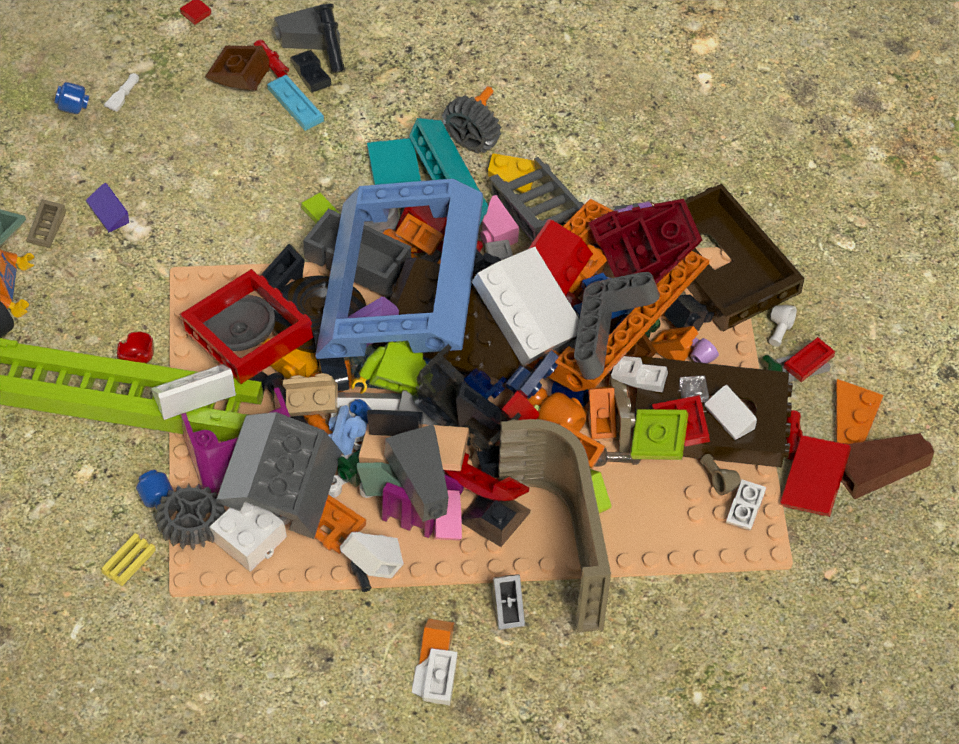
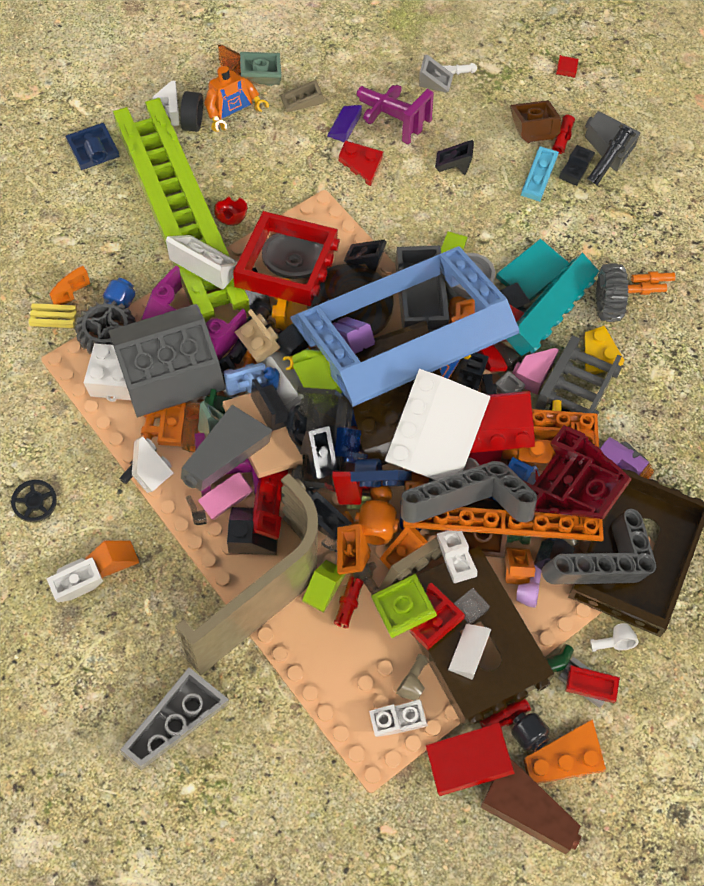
camera: 55 degrees right, 10 degrees up
(71, 98) = (420, 43): blue head -> none
(111, 527) = (64, 289): none -> orange slope
(118, 110) = (434, 75): none -> light grey slope
(151, 152) = (411, 114): none -> magenta piece
(162, 222) = (361, 160): none -> red wing
(228, 147) = (455, 156): none -> black slope
(326, 675) = (34, 501): none -> black wheel
(358, 501) = (190, 427): none -> clear orange piece
(450, 549) = (199, 517): none -> clear smoke hand
(474, 89) = (653, 277): none -> orange bar
(508, 601) = (177, 589): flat silver slope -> none
(618, 482) = (348, 602): none -> red pin
(631, 663) = (175, 717): none -> light grey wedge
(731, 268) = (629, 565): none -> dark grey beam
(820, 423) = (530, 731): none -> black head

